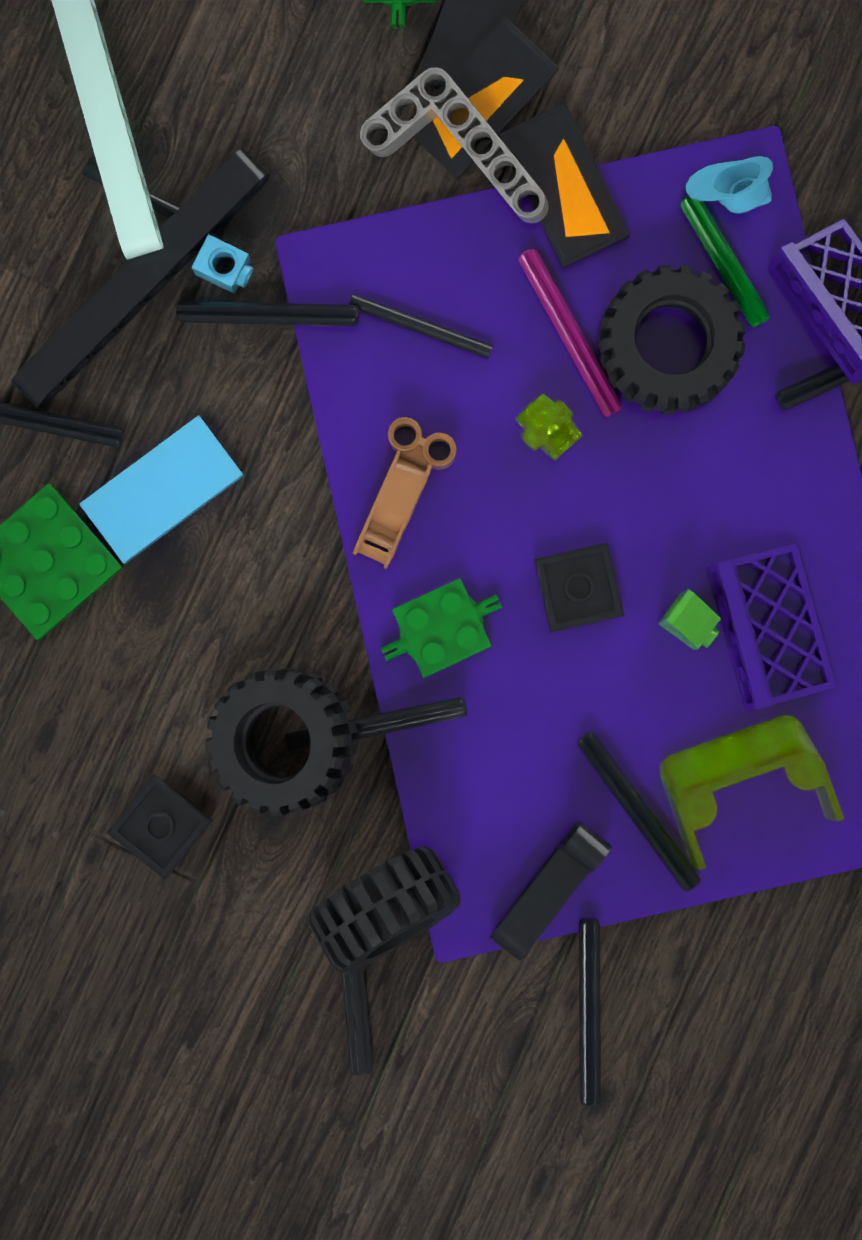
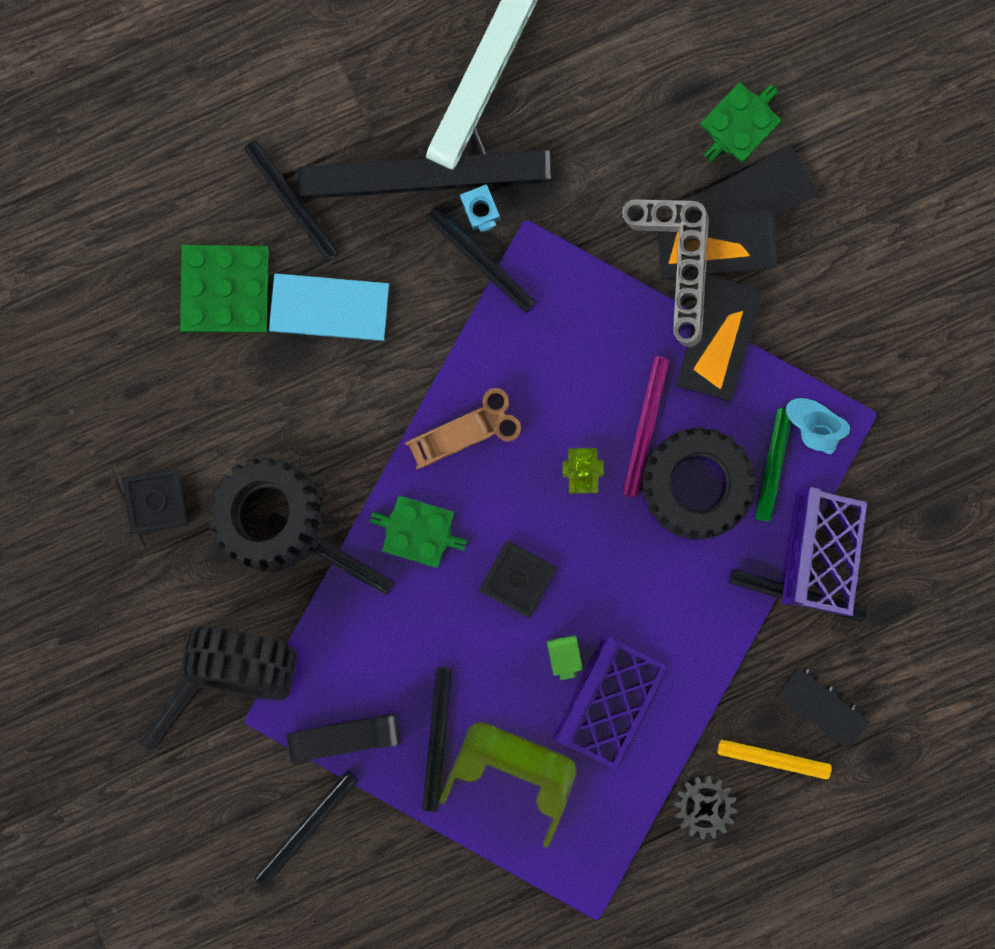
camera: 50 degrees right, 0 degrees up
(421, 326) = (563, 346): black bar -> none

